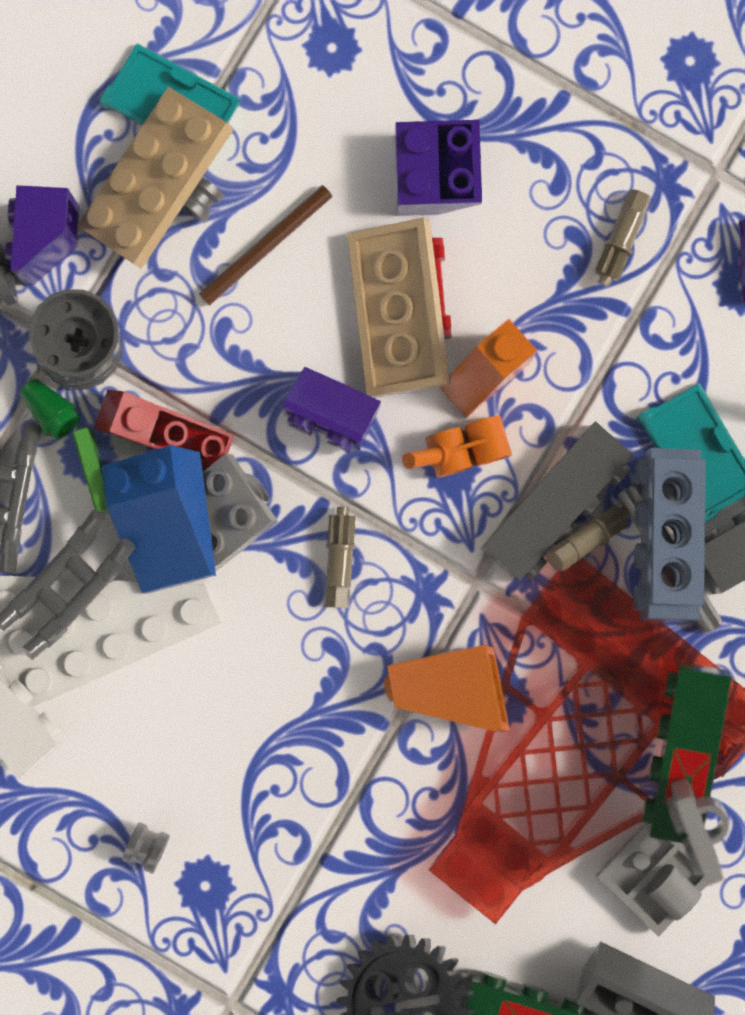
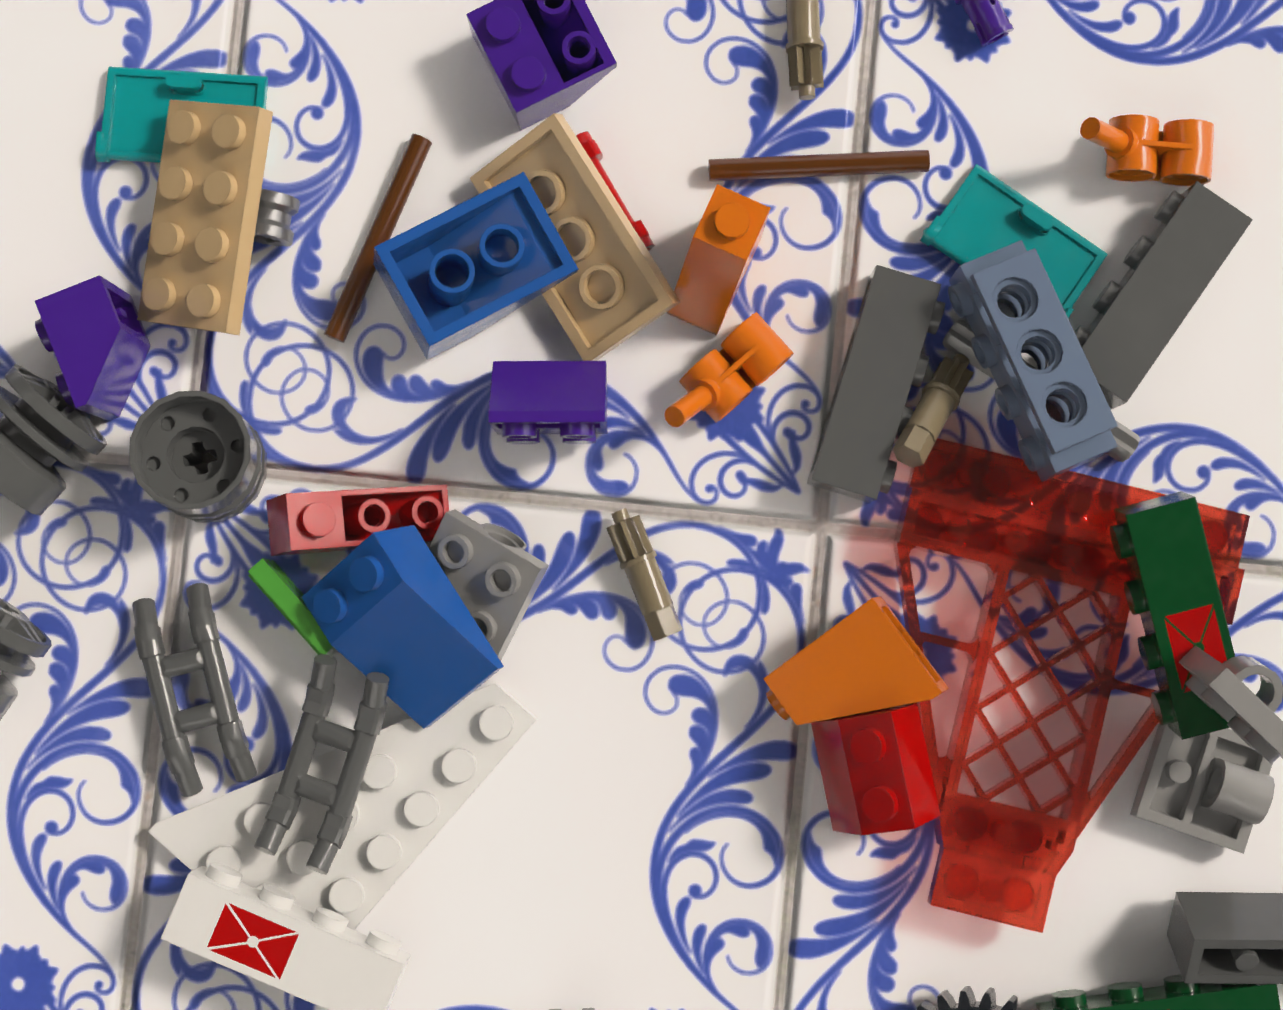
camera: 20 degrees left, 0 degrees up
(51, 411) = (207, 557): green cone -> none
(321, 294) = (473, 264): none -> blue slope
(435, 762) = (876, 771): none -> red slope
(590, 334) = (819, 165): none -> reddish brown bar

